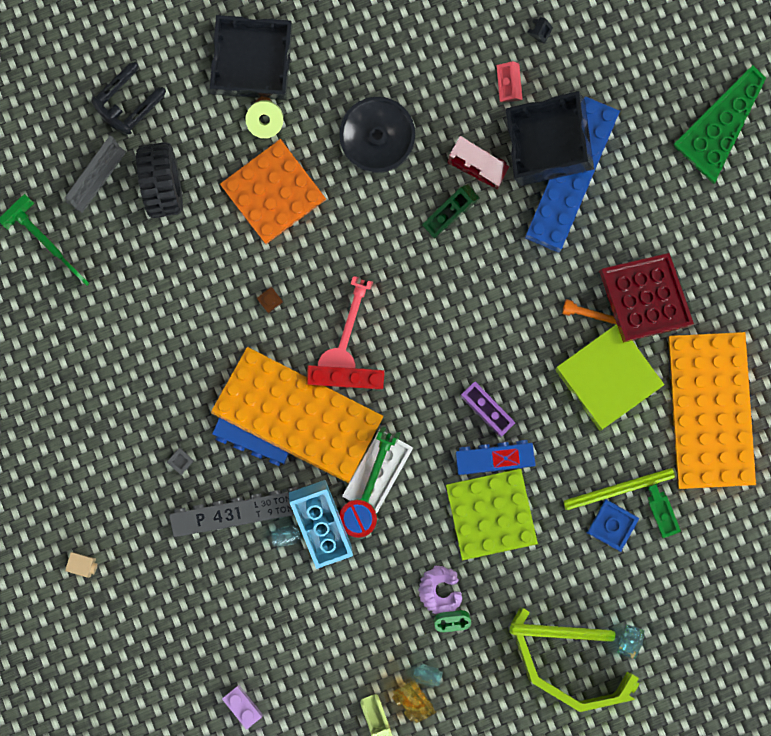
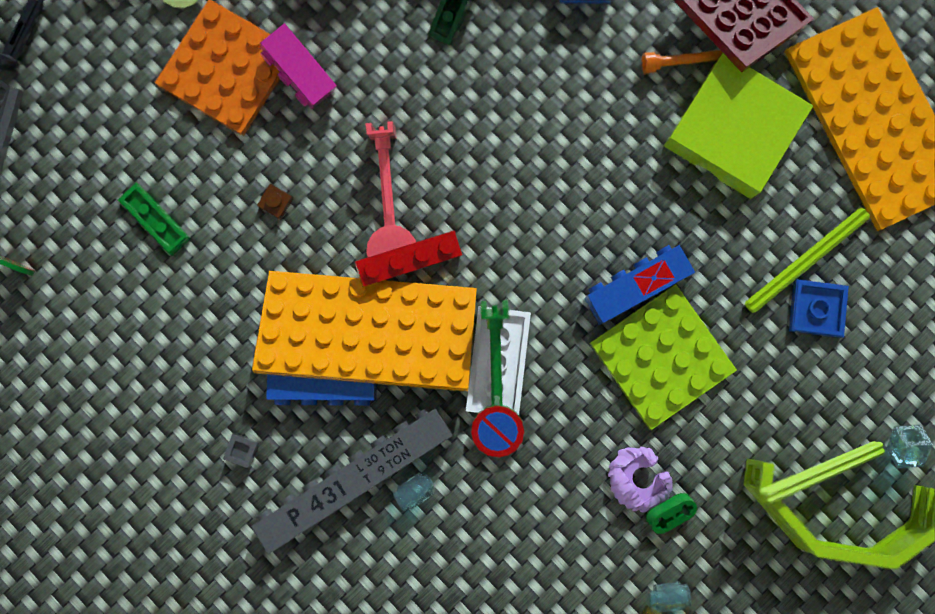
camera: 20 degrees left, 0 degrees up
(159, 180) = (65, 100): black tyre -> none
(182, 278) = (154, 219): none -> green tile
(322, 215) = (297, 67): none -> dark pink brick
(325, 541) = (452, 459): medium azure brick -> none
(487, 409) = (605, 226): medium lavender brick -> none
(662, 512) = (874, 267): green hinge -> none

